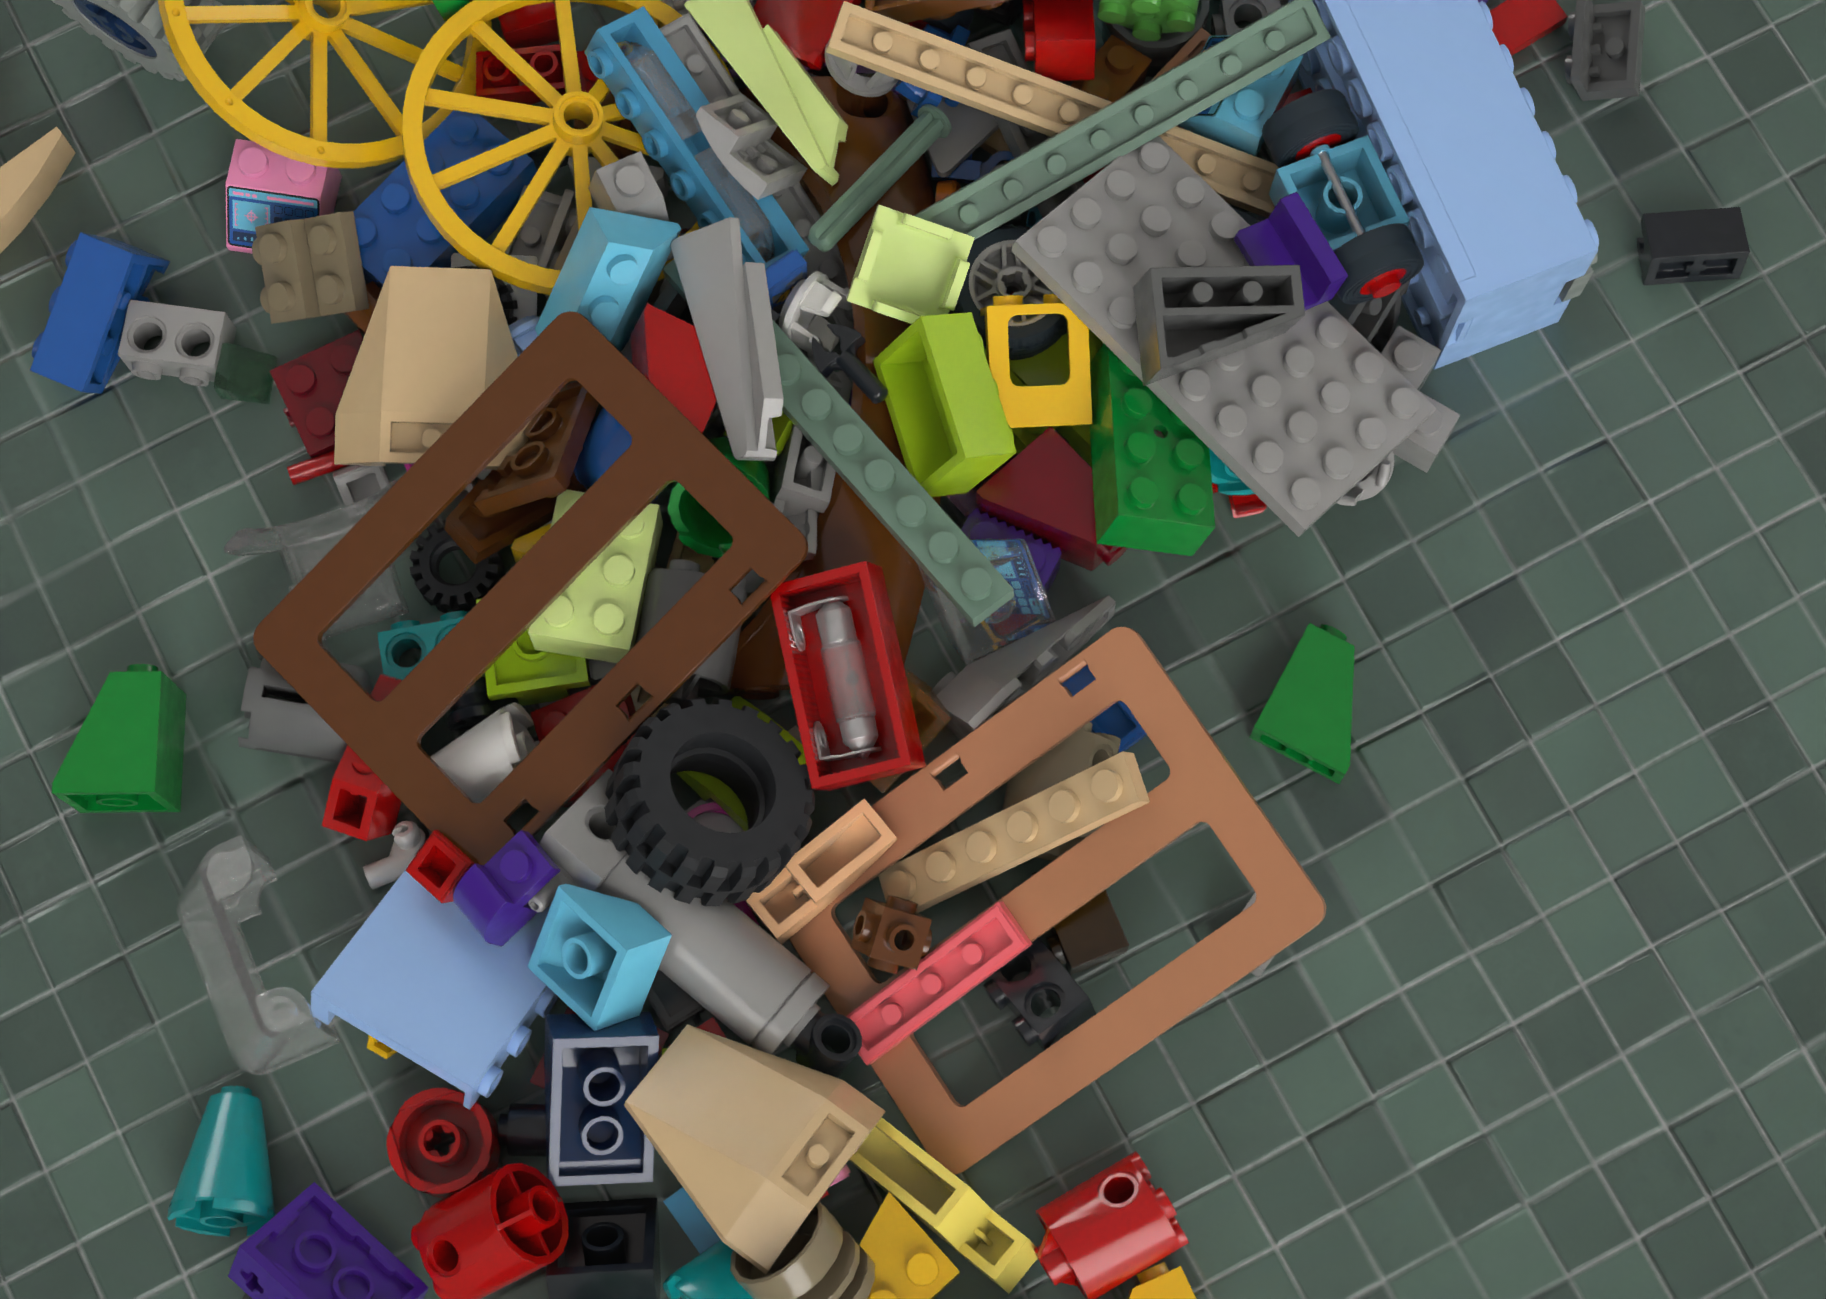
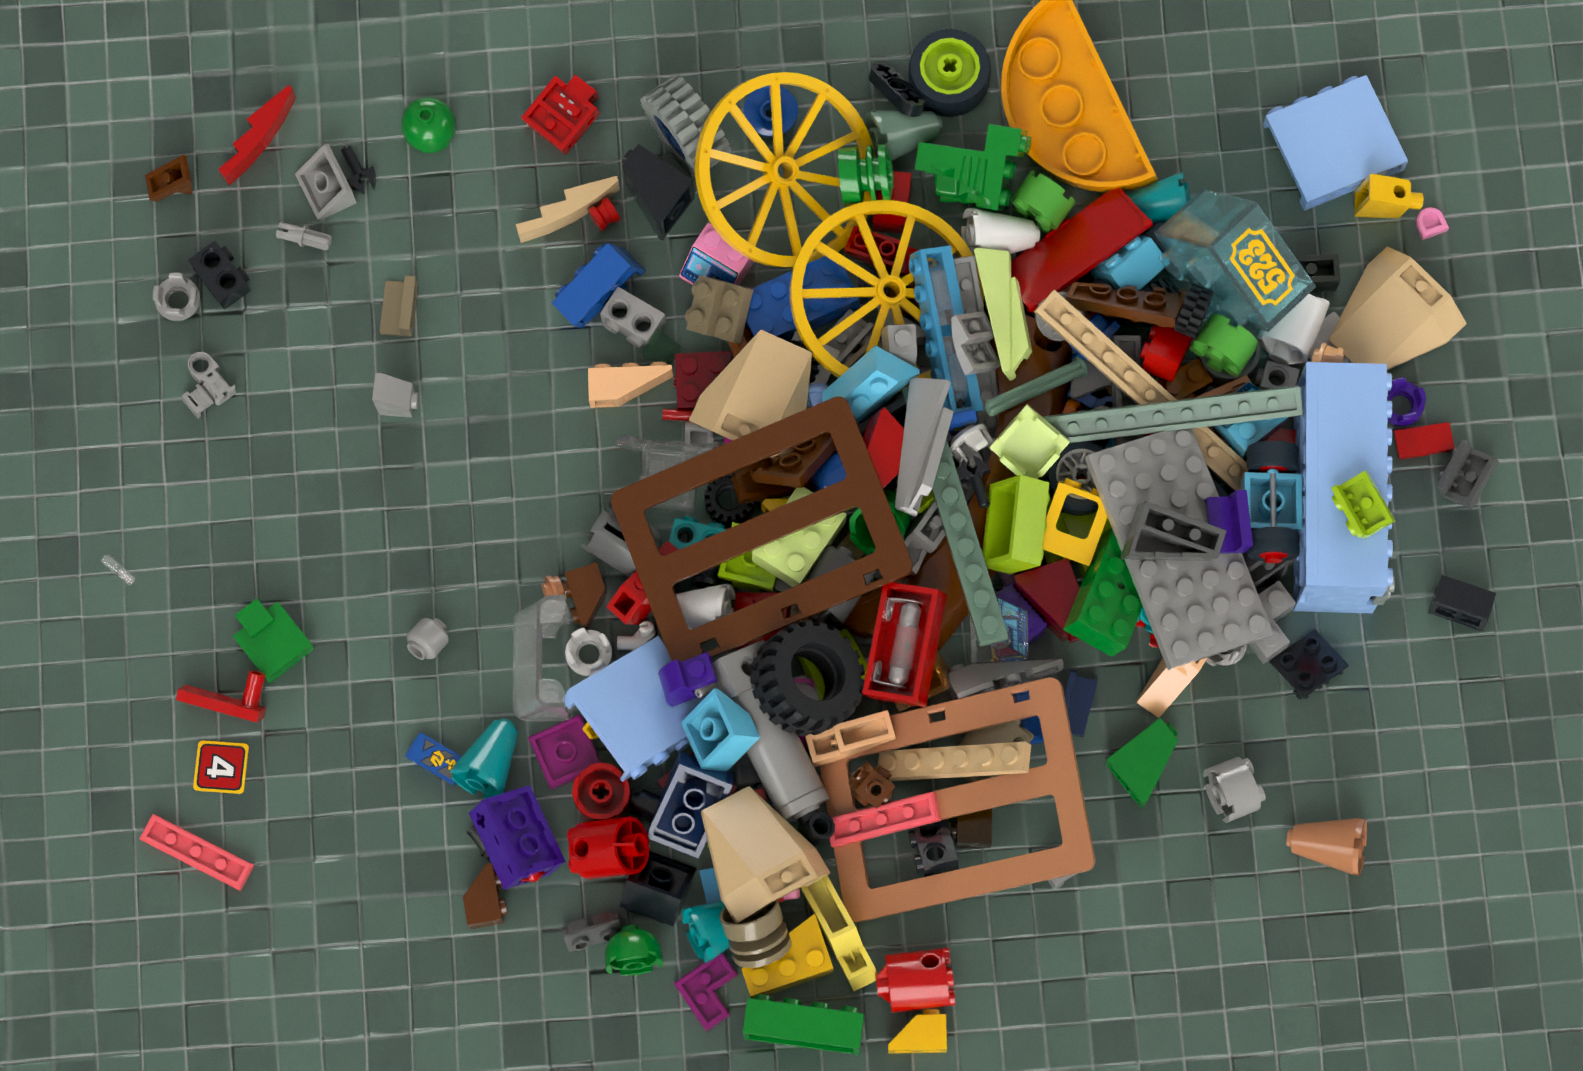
camera: 25 degrees right, 0 degrees up
(41, 1006) = (427, 638): none -> light grey head
(62, 198) = (603, 214): none -> red wheel
(128, 747) = (524, 524): green slope -> none
(130, 1203) = (433, 757): none -> tile
(132, 119) = (657, 188): none -> black slope
(201, 456) = (618, 385): none -> light nougat slope
(219, 829) = (552, 586): none -> nougat plate
(283, 817) = (587, 591): none -> reddish brown slope
(305, 894) = (584, 637): none -> white piece
(351, 1098) = (563, 751): none -> magenta tile
(439, 866) = (658, 653): red slope -> none
(1166, 639) = (1078, 701): none -> dark blue panel
(1293, 567) = (1166, 686): none -> light nougat slope
(1478, 687) = (1233, 788): none -> light grey brick
(1501, 440) = (1309, 664): none -> black hinge
(1502, 132) = (1362, 505): none -> lime bracket
(1672, 708) = (1331, 843): none -> nougat cone

